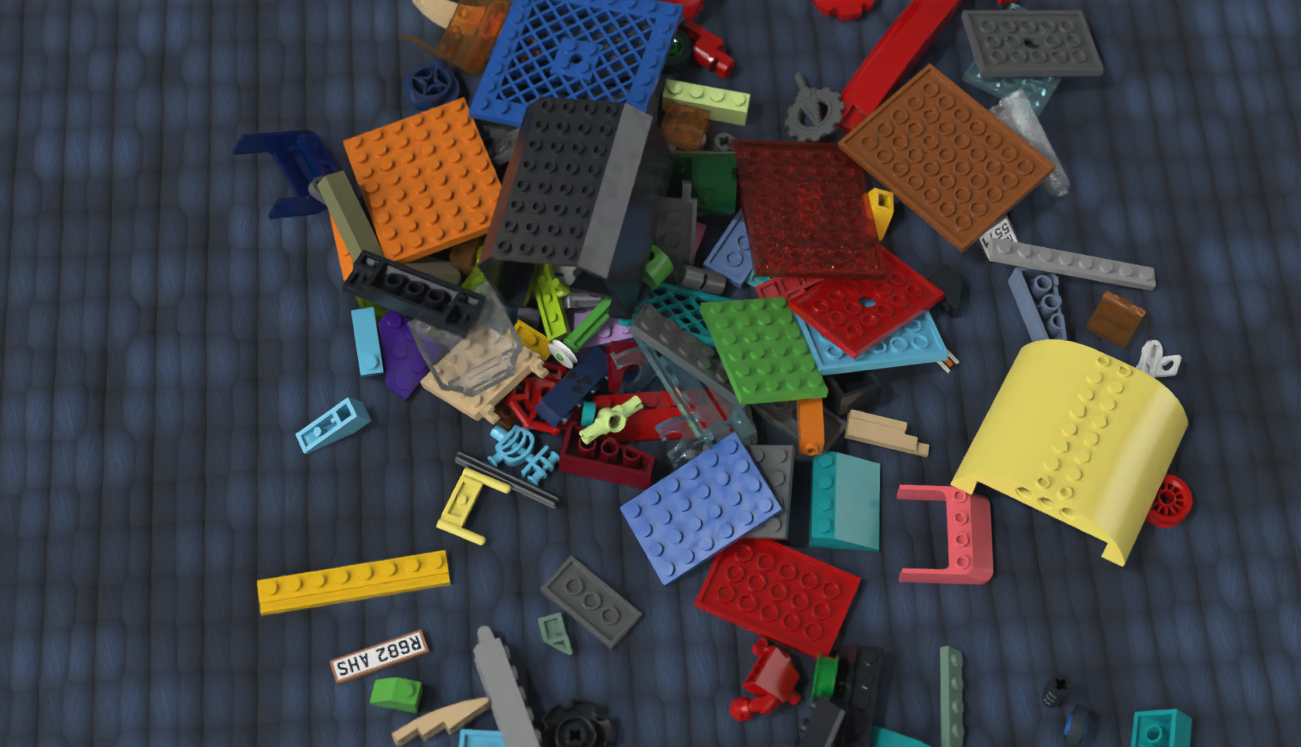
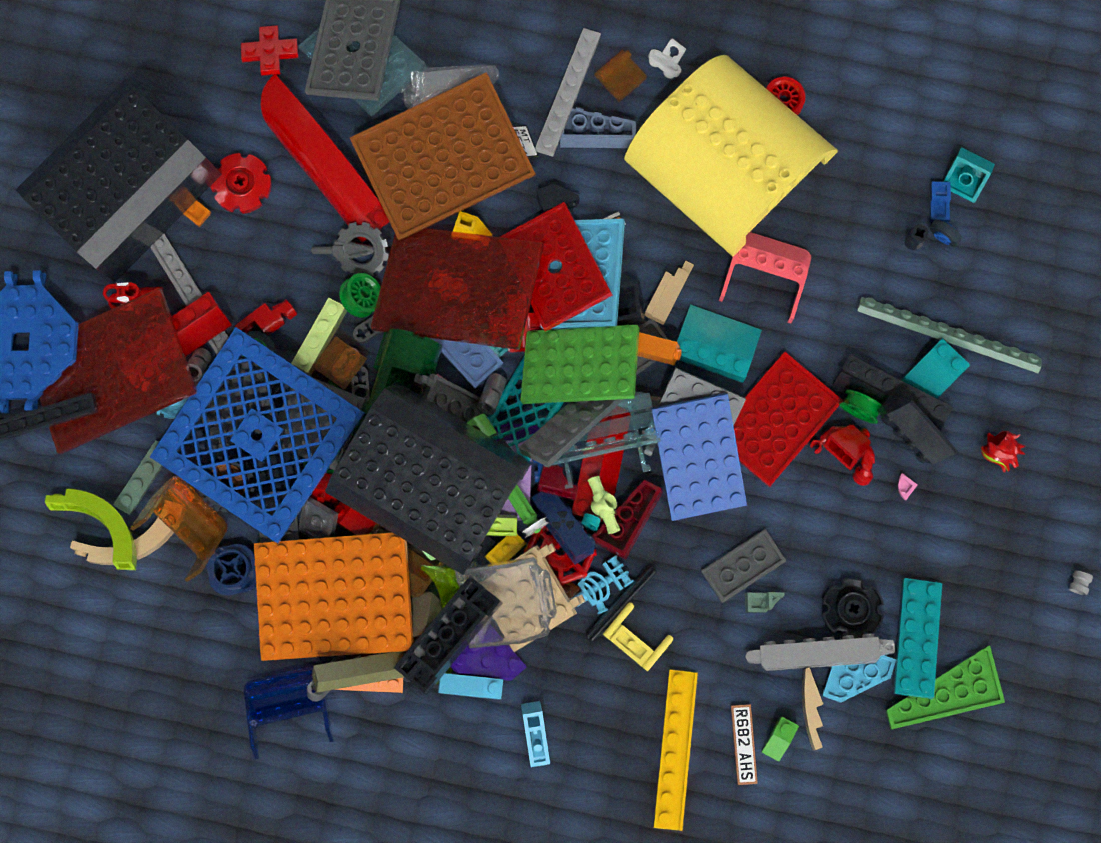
camera: 75 degrees left, 15 degrees up
(779, 115) = (360, 295): none -> green wheel
(1114, 715) = (939, 201): none -> blue slope

